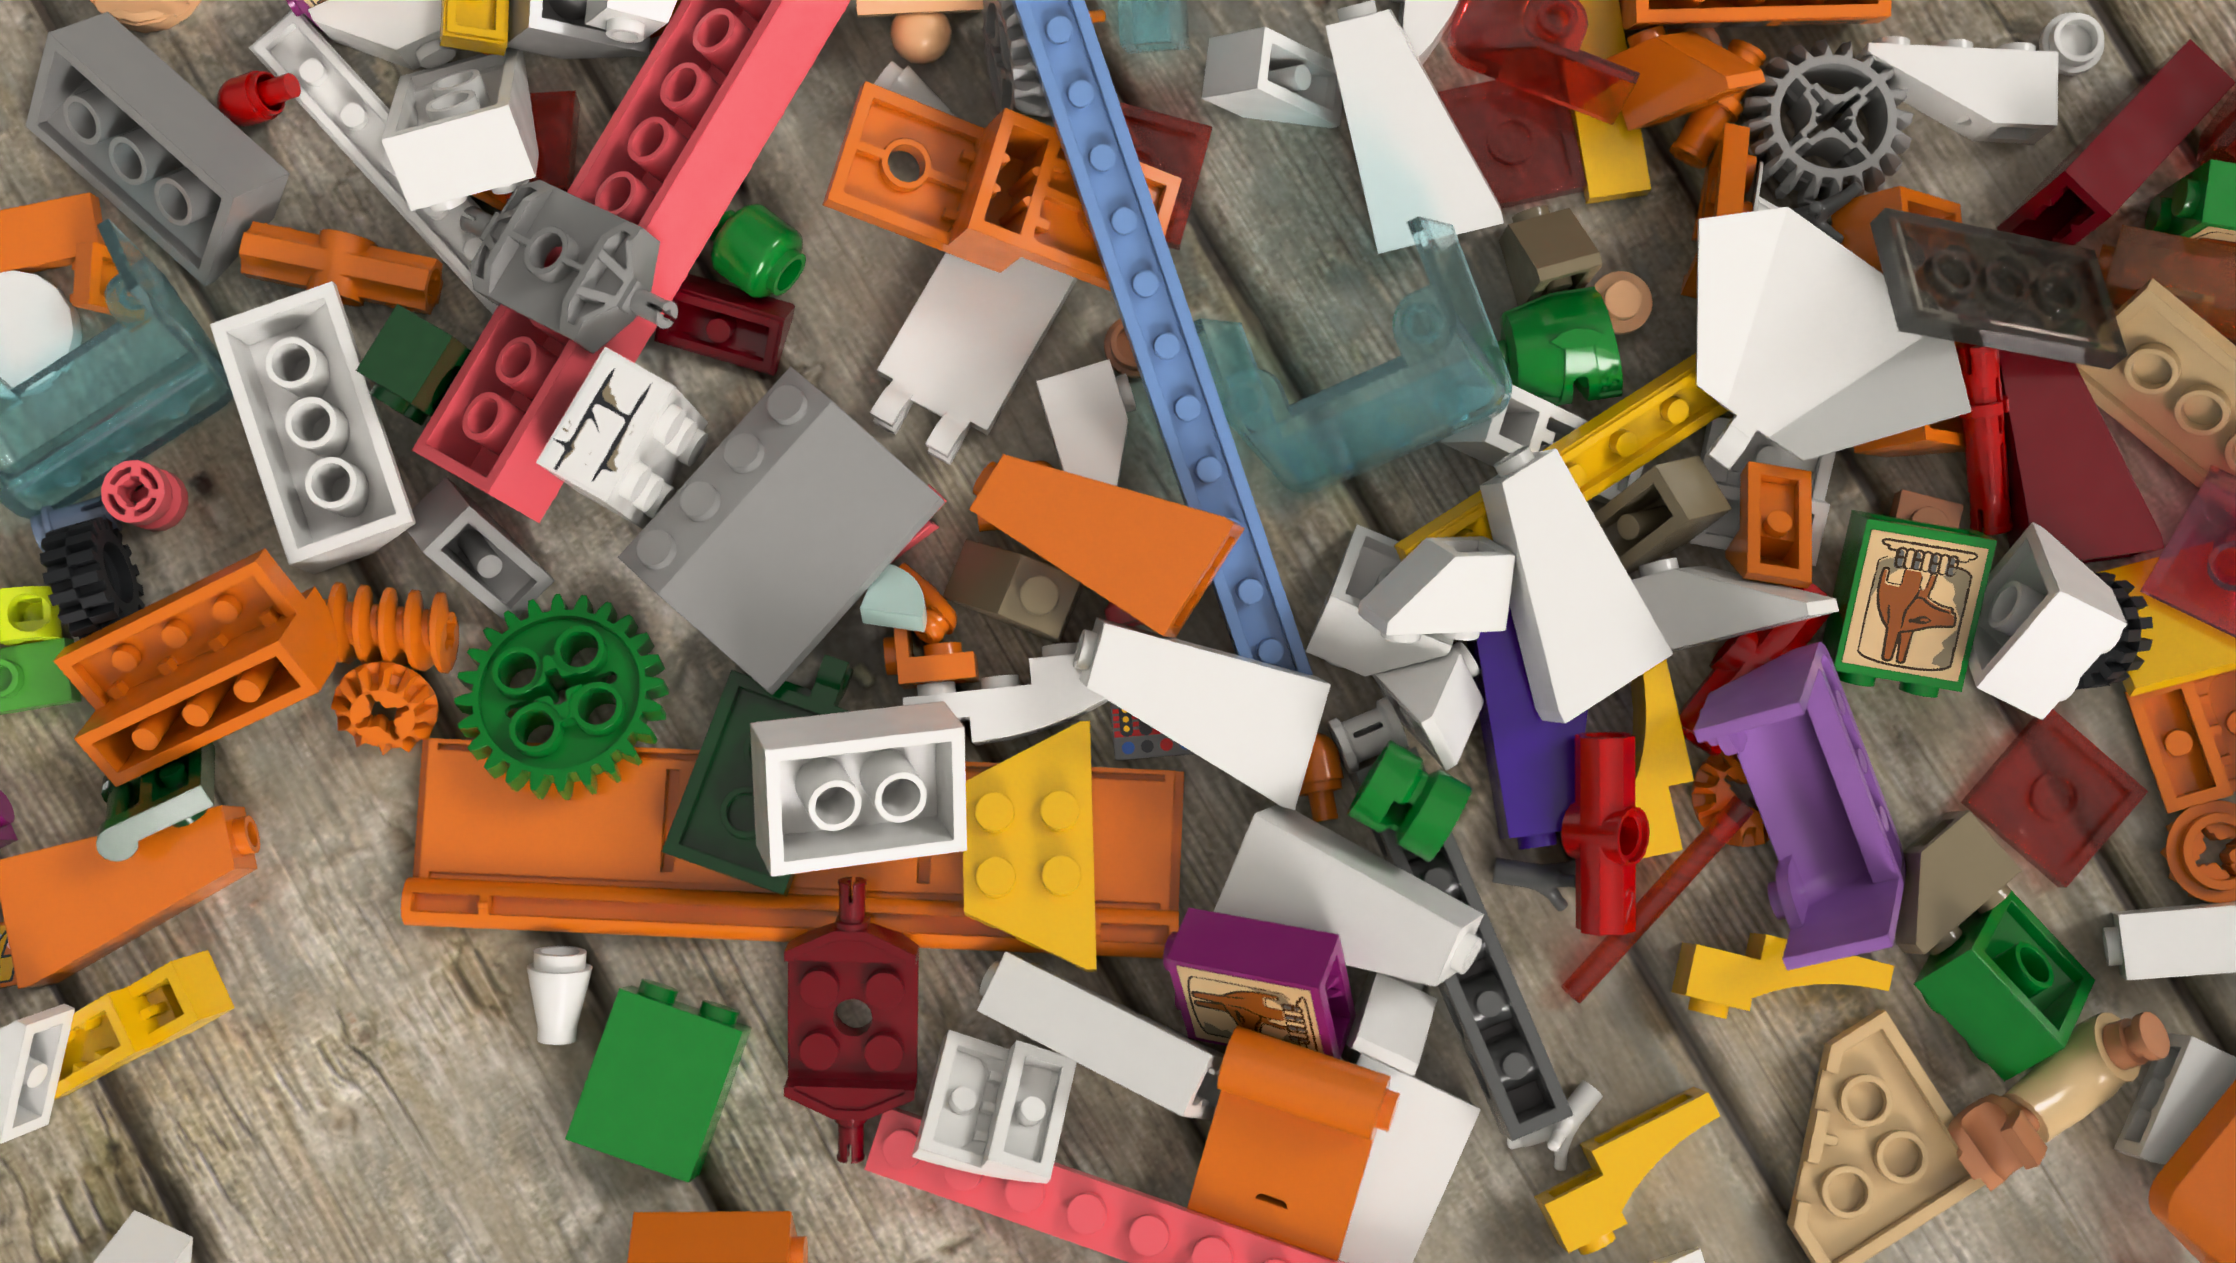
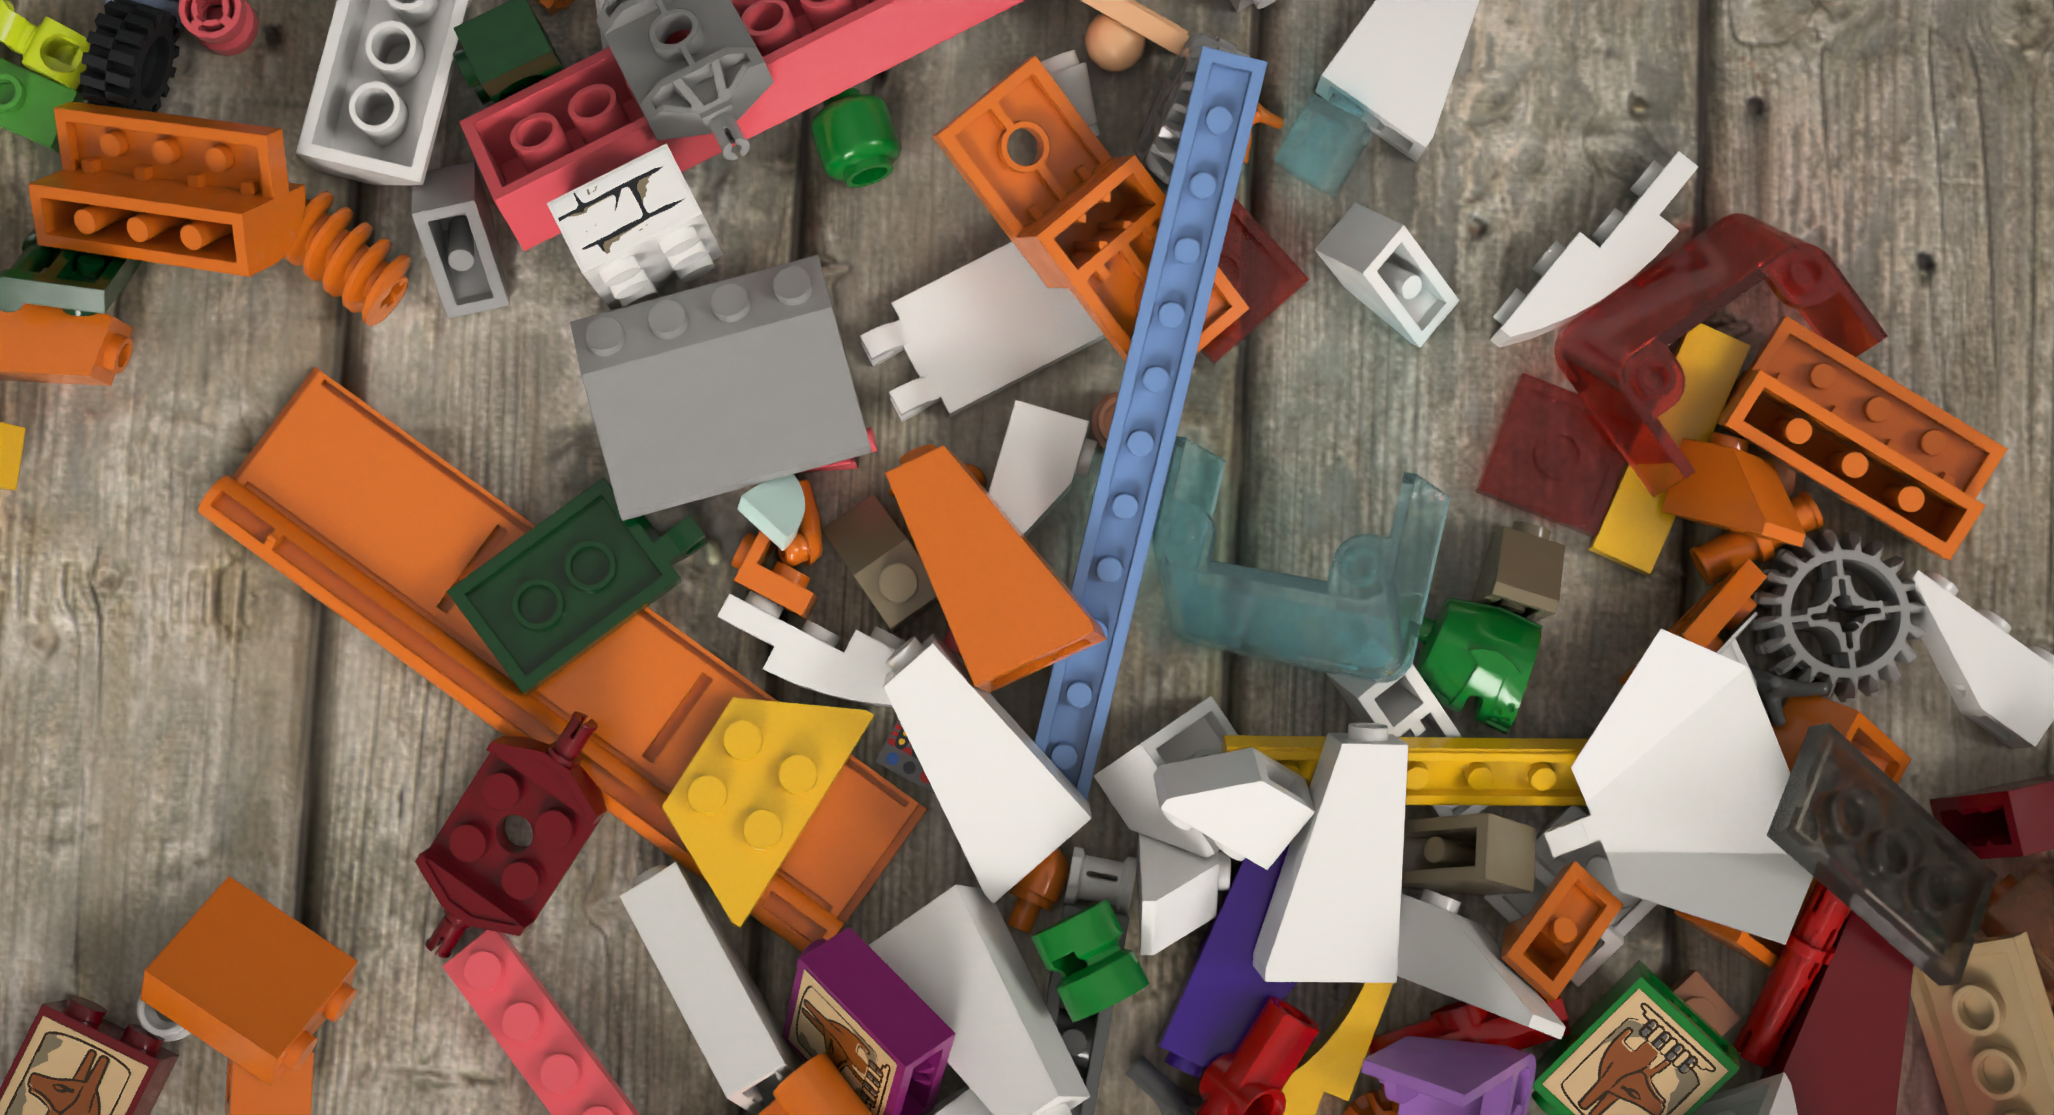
camera: 30 degrees right, 0 degrees up
(393, 687) = (315, 308): orange gear -> none
(558, 991) = (288, 651): white cone -> none
(576, 747) = (432, 458): green gear -> none
(659, 1080) = (322, 780): green brick -> none
(728, 324) = (792, 183): dark red slope -> none
(858, 787) = (640, 646): white brick -> none
(995, 1109) = (581, 988): white slope -> none
(1402, 133) = (1463, 391): white slope -> none
(1626, 300) = (1562, 654): light nougat plate -> none

